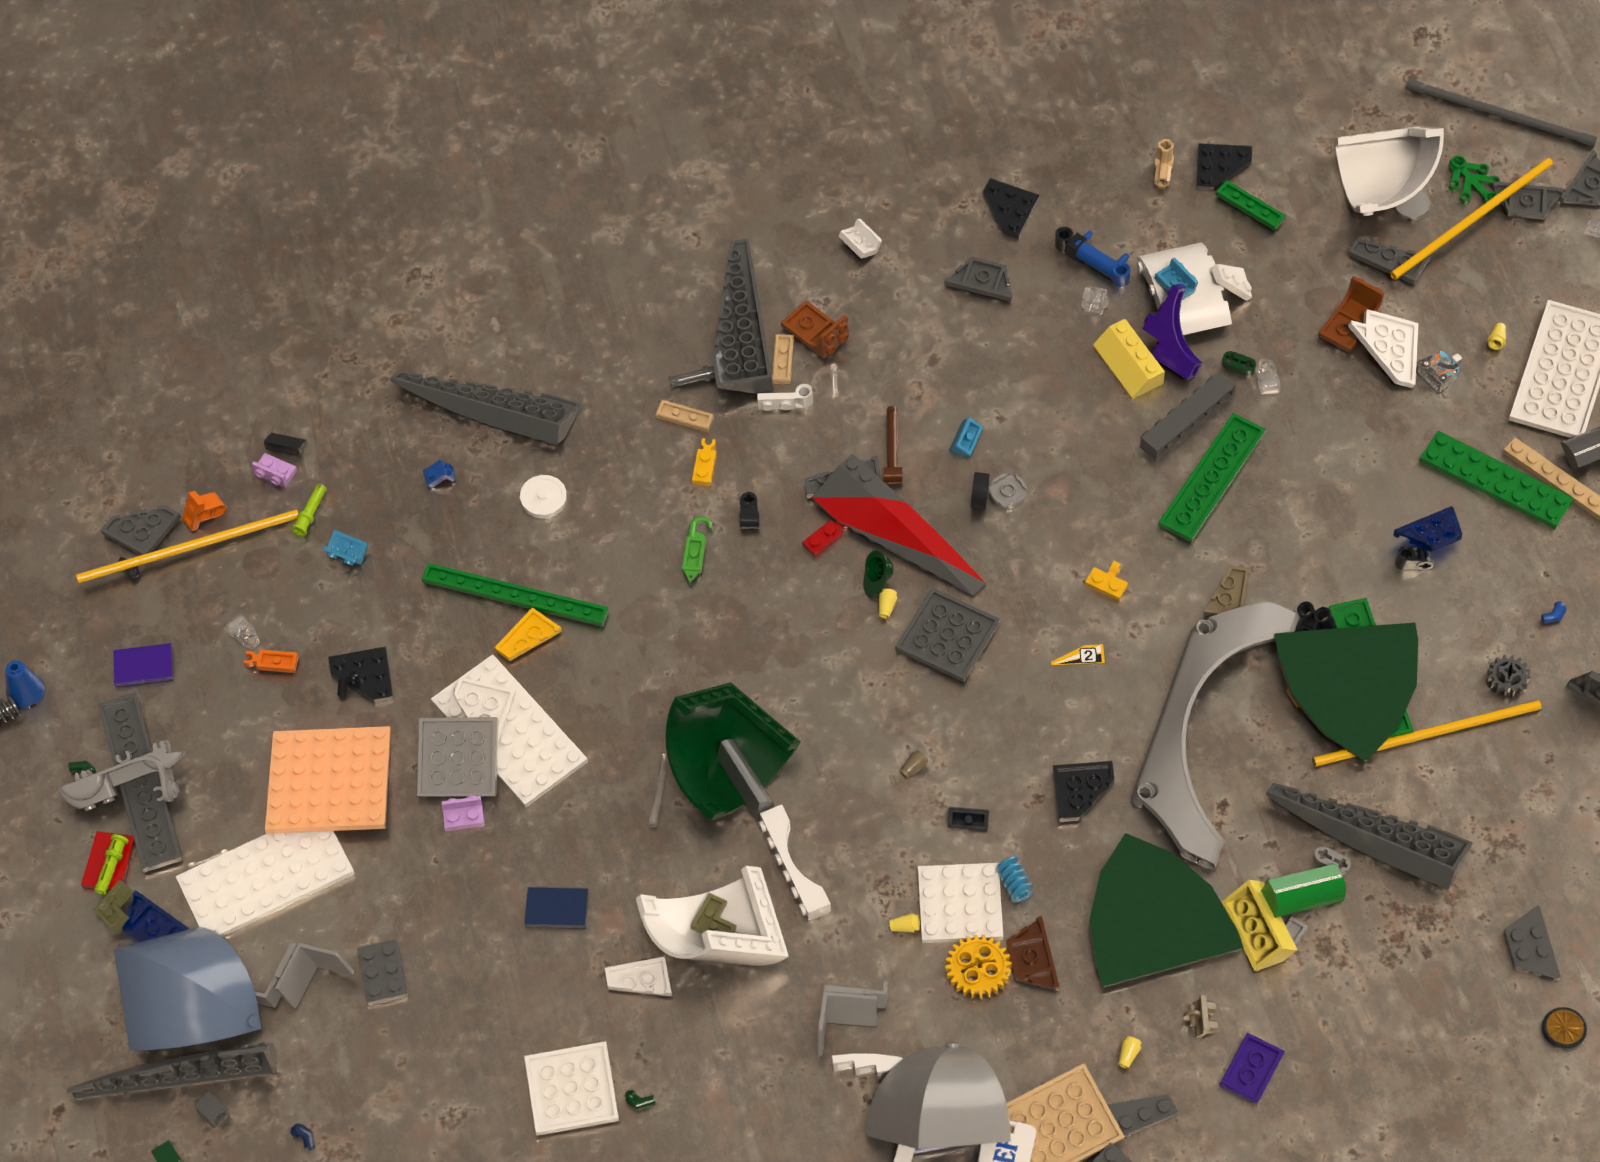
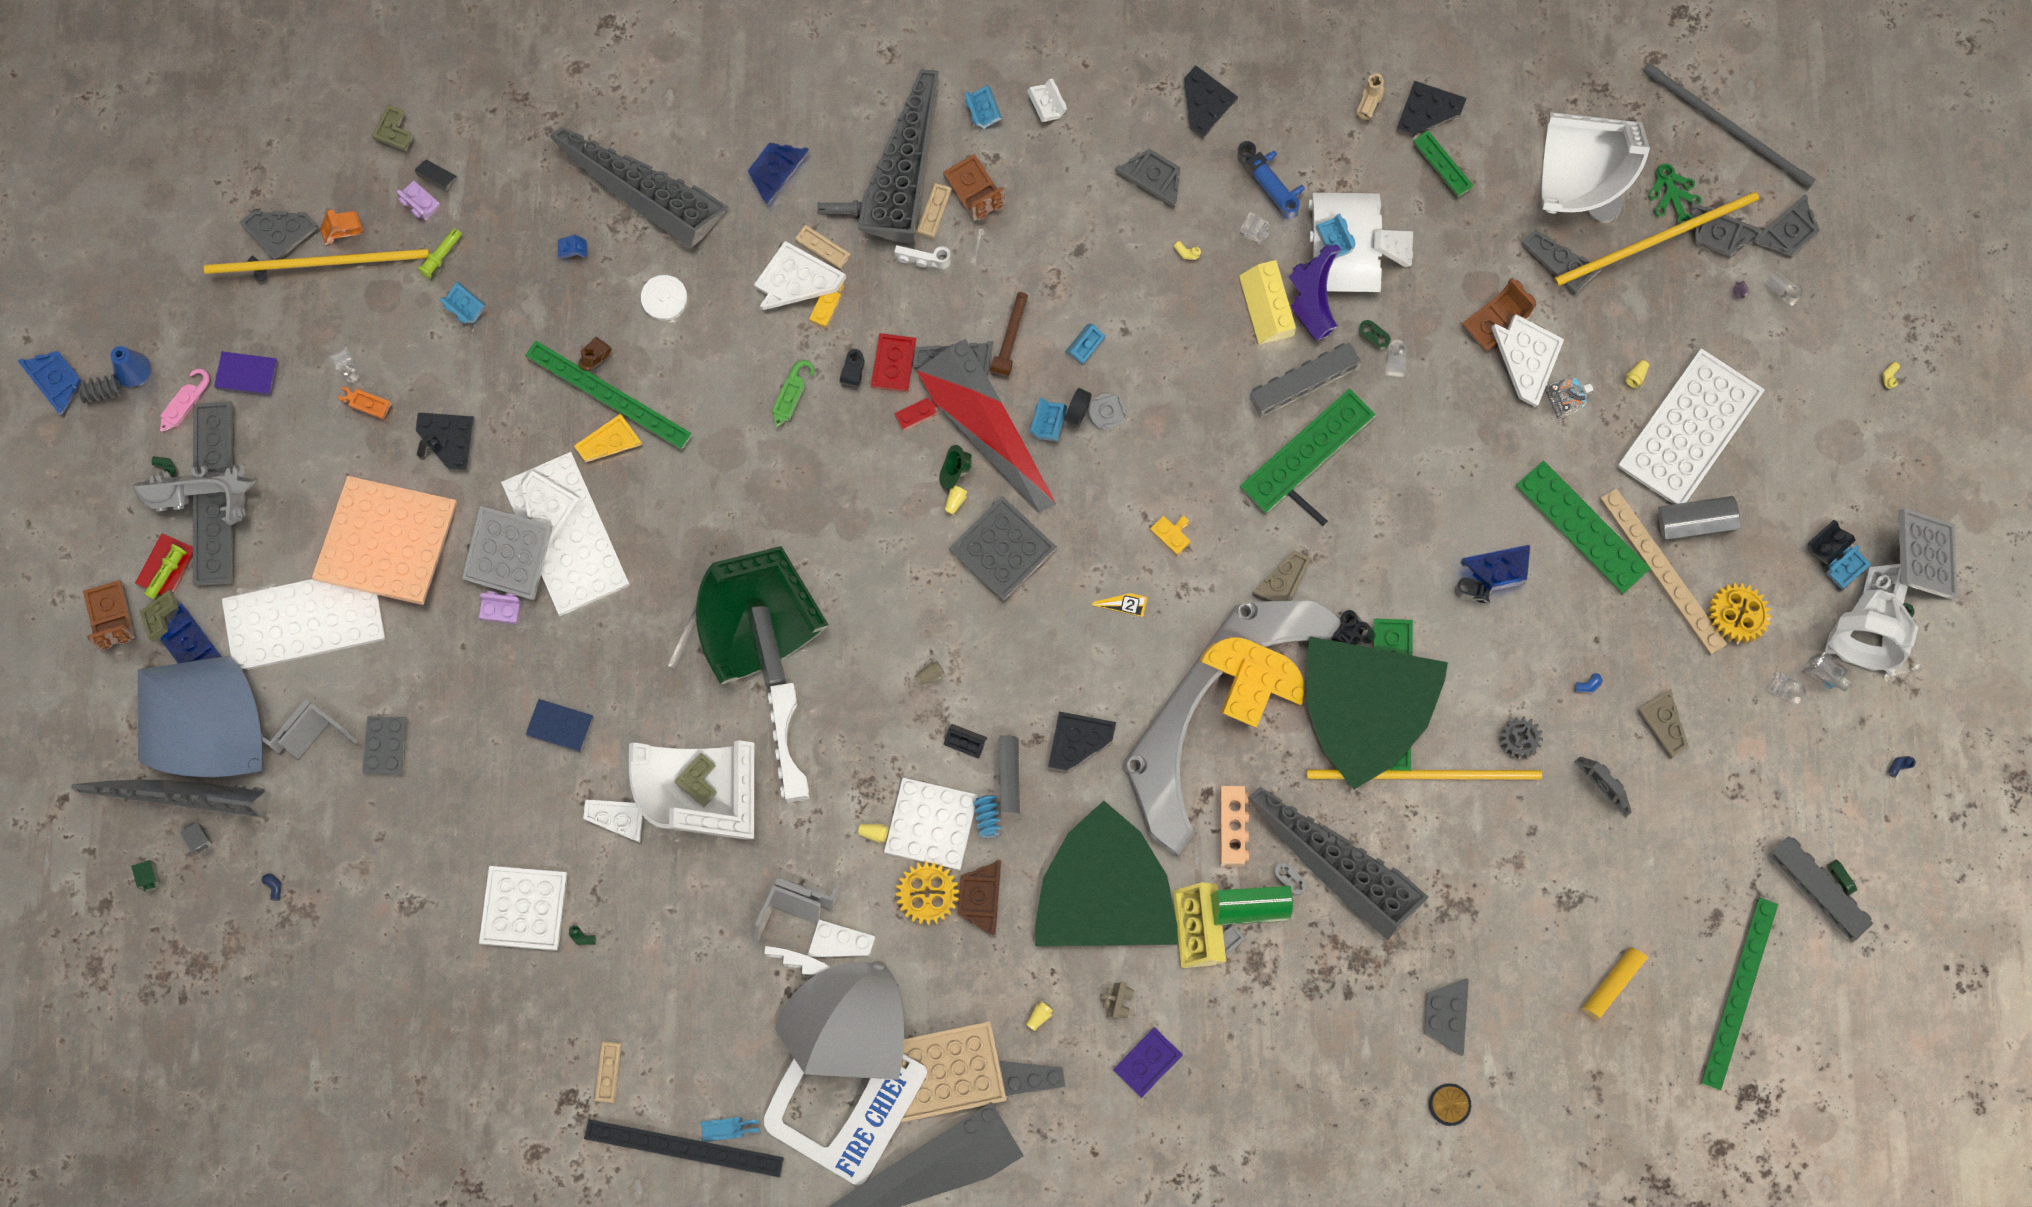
camera: 15 degrees right, 15 degrees up
(62, 920) = (108, 615): none -> dark orange bracket
(86, 706) = (183, 402): none -> bright pink plate
(228, 417) = (388, 131): none -> olive plate
(490, 560) = (594, 354): none -> reddish brown piece
(617, 359) = (774, 168): none -> clear blue wing
(667, 445) = (796, 277): none -> white wing
(786, 499) = (893, 362): none -> red tile
(802, 259) = (983, 107): none -> dark azure bracket
(905, 1035) = (838, 941): none -> white wing
(954, 511) = (1048, 420): none -> dark azure bracket
(1024, 837) = (1010, 776): none -> dark grey brick
(1043, 336) = (1191, 254): none -> light yellow arm
(1229, 527) = (1308, 508): none -> black bar
(1237, 682) = (1256, 675): none -> yellow plate
(1265, 854) = (1231, 795): none -> light nougat brick
(1565, 243) = (1741, 289): none -> clear purple plate

